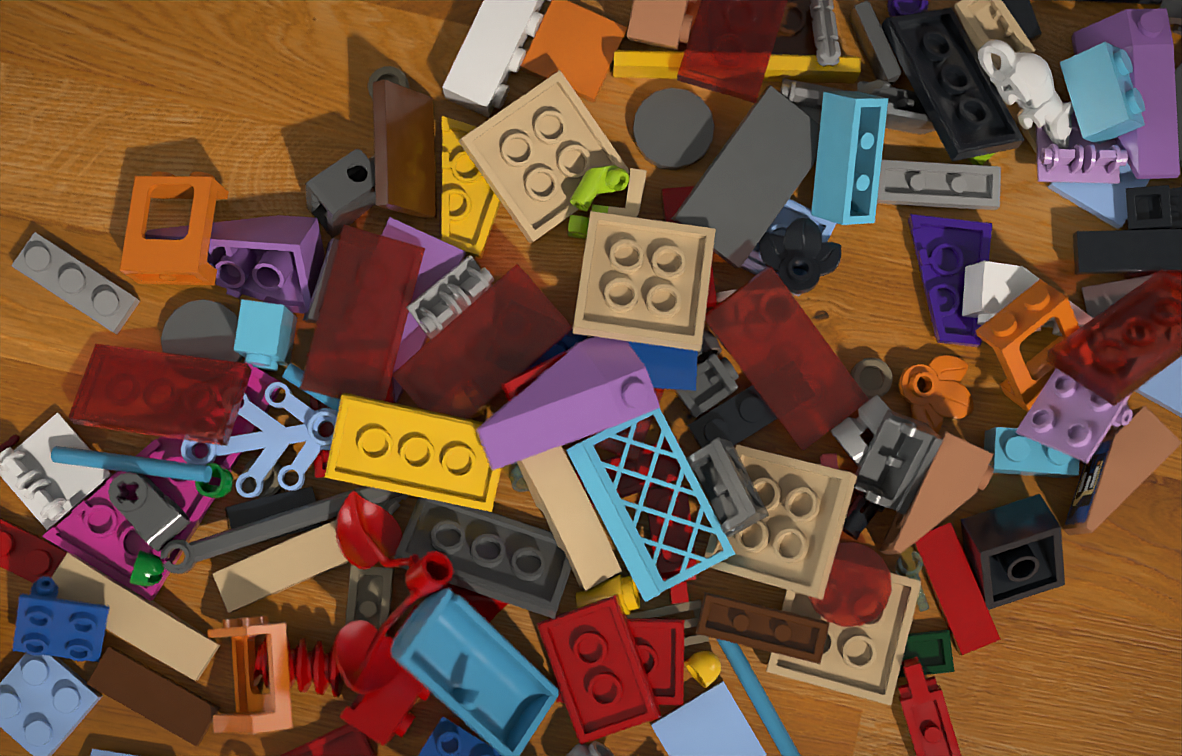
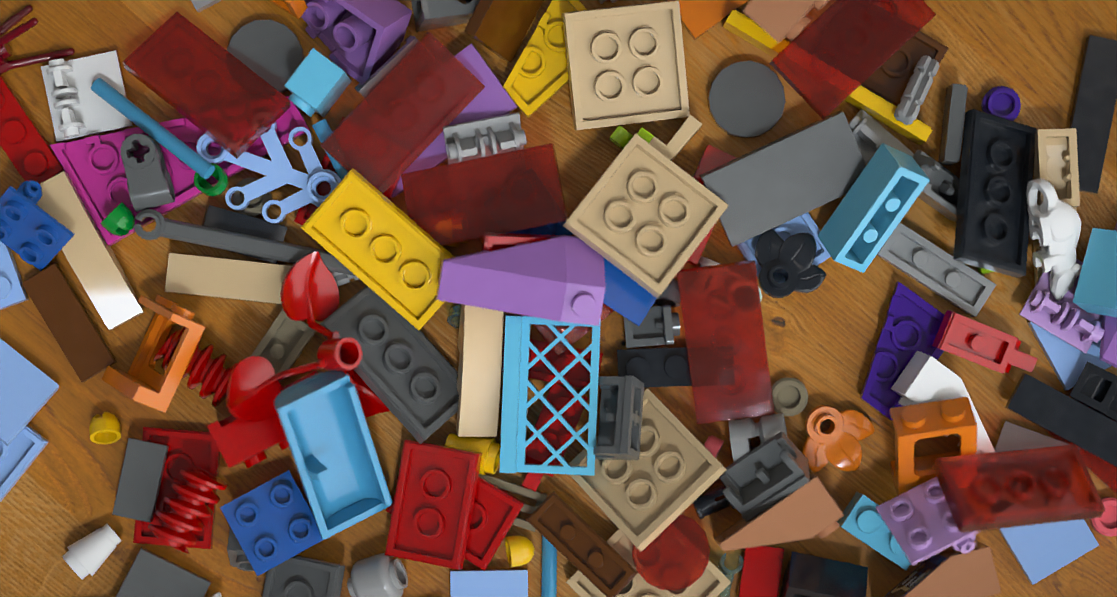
camera: 30 degrees right, 5 degrees up
(598, 181) = (657, 110): lime arm -> none
(1020, 227) = (981, 344): none -> hinge

